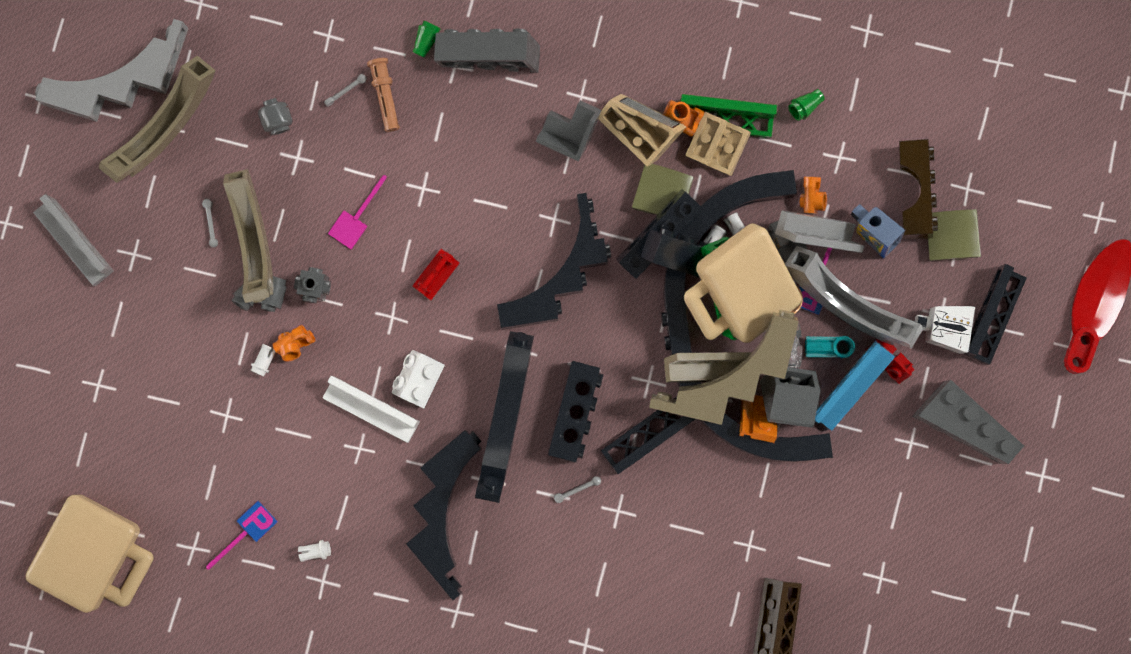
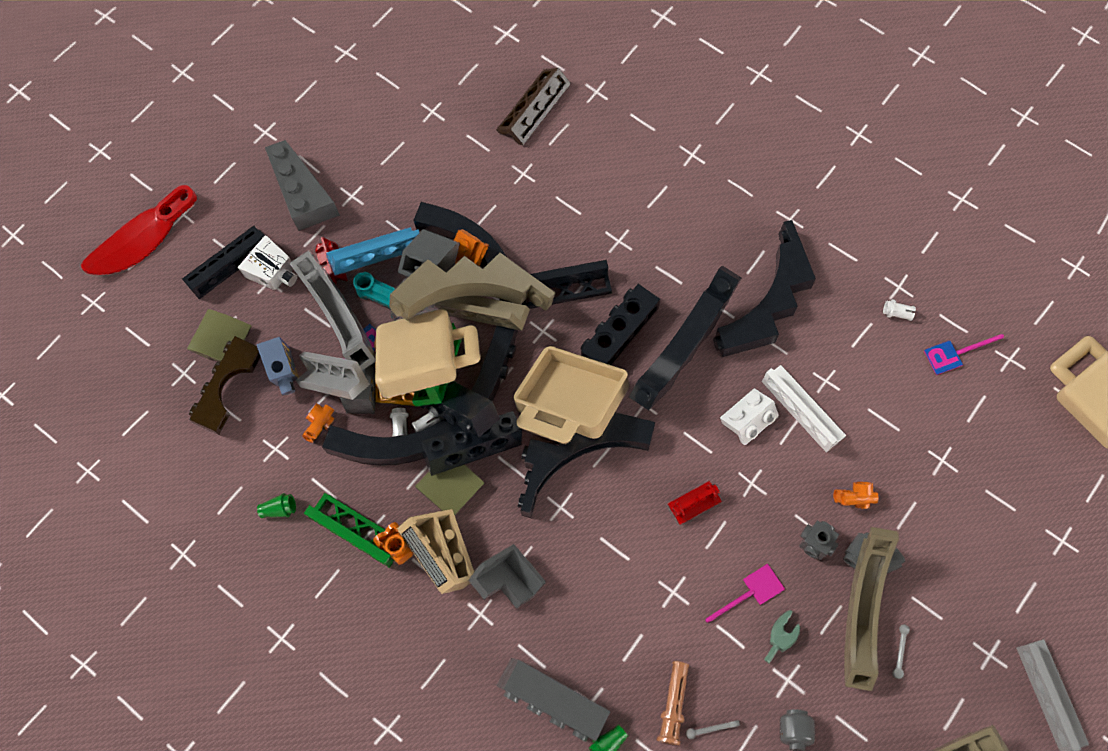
camera: 150 degrees left, 15 degrees down
(263, 360) = (891, 492): white pin -> none
(316, 187) = (780, 638): none -> sand green hand
(560, 497) = (663, 270): light grey hinge -> none
(590, 318) = (570, 394): none -> tan piece
(718, 144) = (376, 506): tan slope -> none

